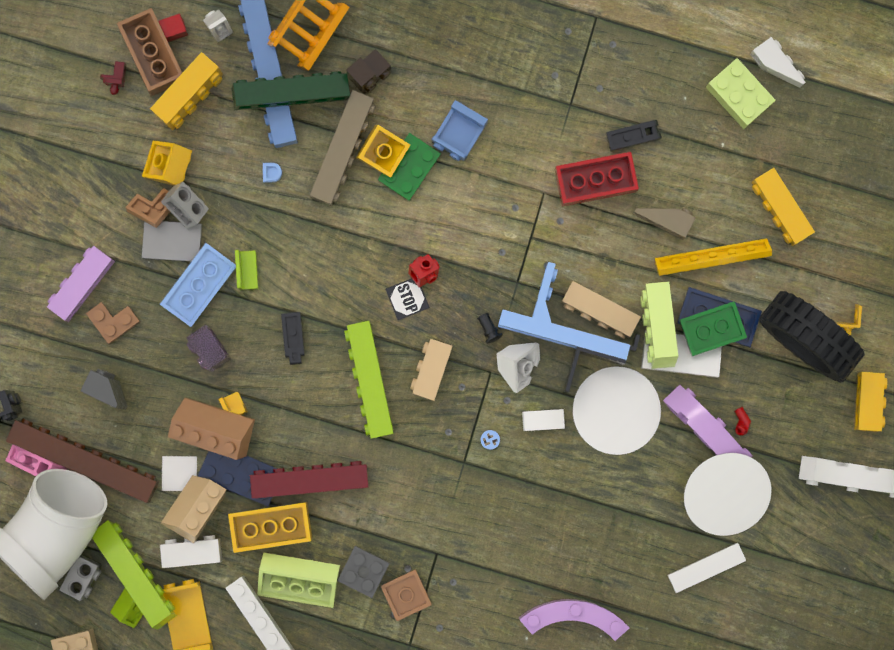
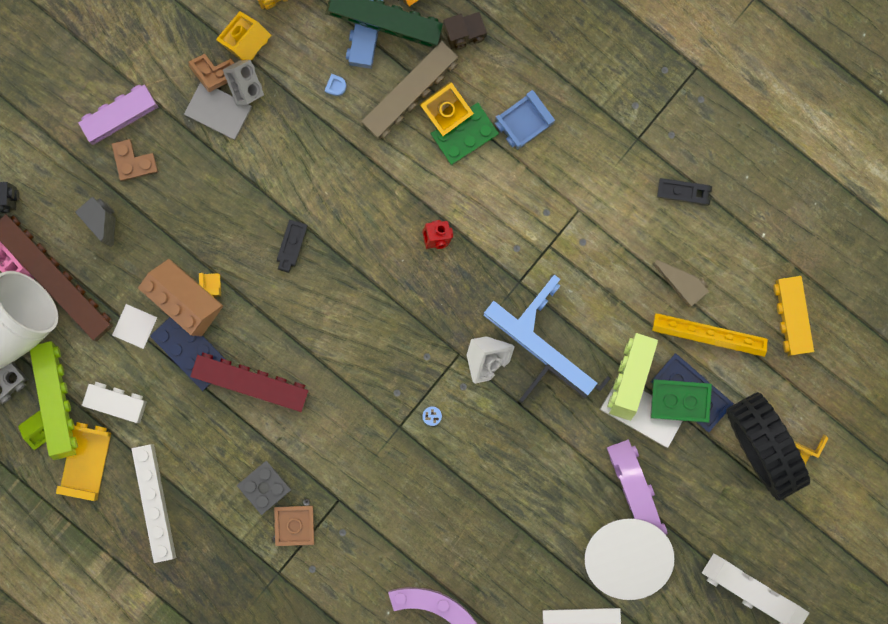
camera: 25 degrees right, 0 degrees up
(194, 507) = (134, 363): tan slope -> none
(198, 284) = (224, 160): light blue plate -> none
(208, 348) = (209, 223): clear purple brick -> none
(246, 270) = (274, 165): lime panel -> none
(270, 527) = (196, 410): yellow brick -> none
(298, 580) = (201, 469): yellowish green slope -> none
(370, 380) = (345, 314): lime brick -> none
(407, 299) = (410, 254): sticker -> none
(431, 369) = (405, 328): tan brick -> none
(489, 328) = (474, 313): black pin -> none
(543, 420) = (488, 418): white slope -> none
(596, 179) = (632, 217): red brick -> none
(601, 310) = (585, 339): tan brick -> none
(616, 410) = (560, 439): white sticker -> none
(740, 93) = (799, 194): yellowish green brick -> none
(743, 423) = (673, 500): red arm -> none
(773, 60) = (843, 176): white slope -> none
(870, 401) = (799, 530): yellow brick -> none

